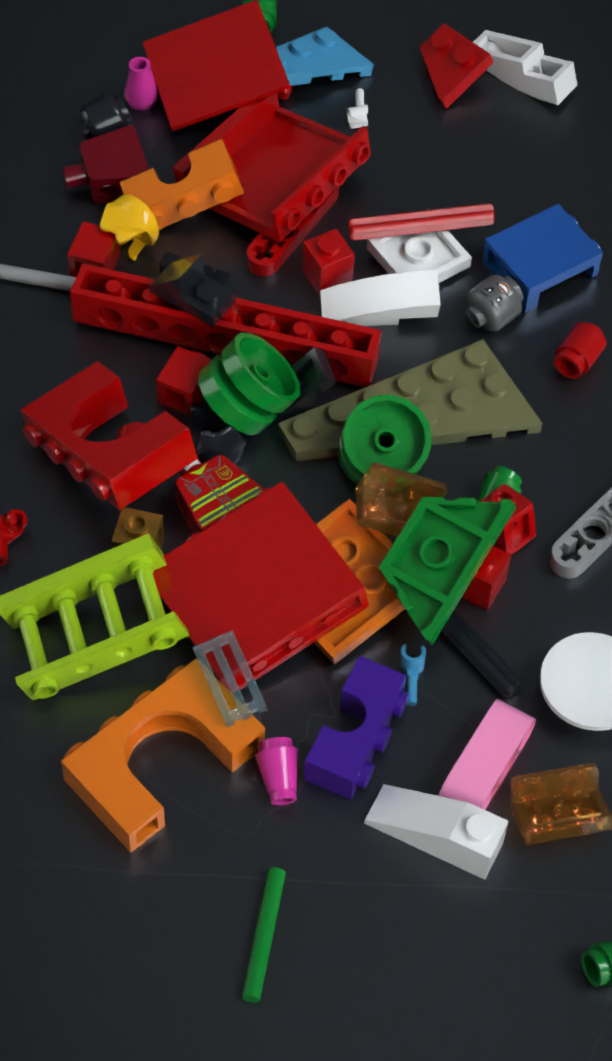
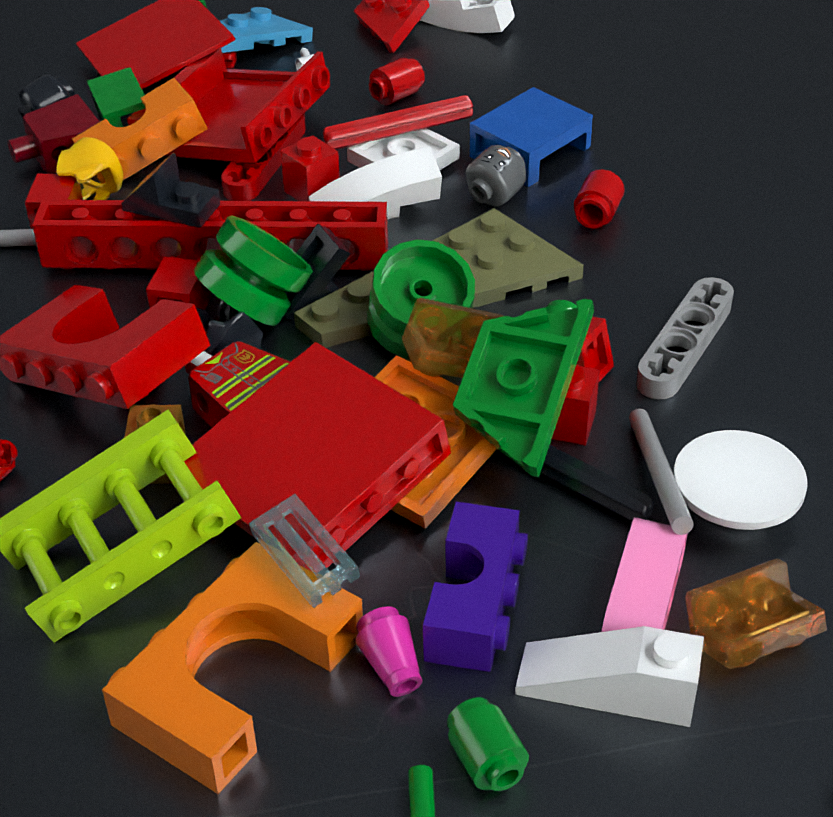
camera: 10 degrees left, 15 degrees down
(140, 86) = (79, 67): dark pink cone -> none
(168, 136) = (116, 95): none -> green panel
(328, 864) = (486, 745): none -> green brick
(412, 668) = (525, 505): dark azure hand -> none
(435, 157) = (396, 80): none -> red brick
(533, 657) = (661, 472): none -> light grey bar

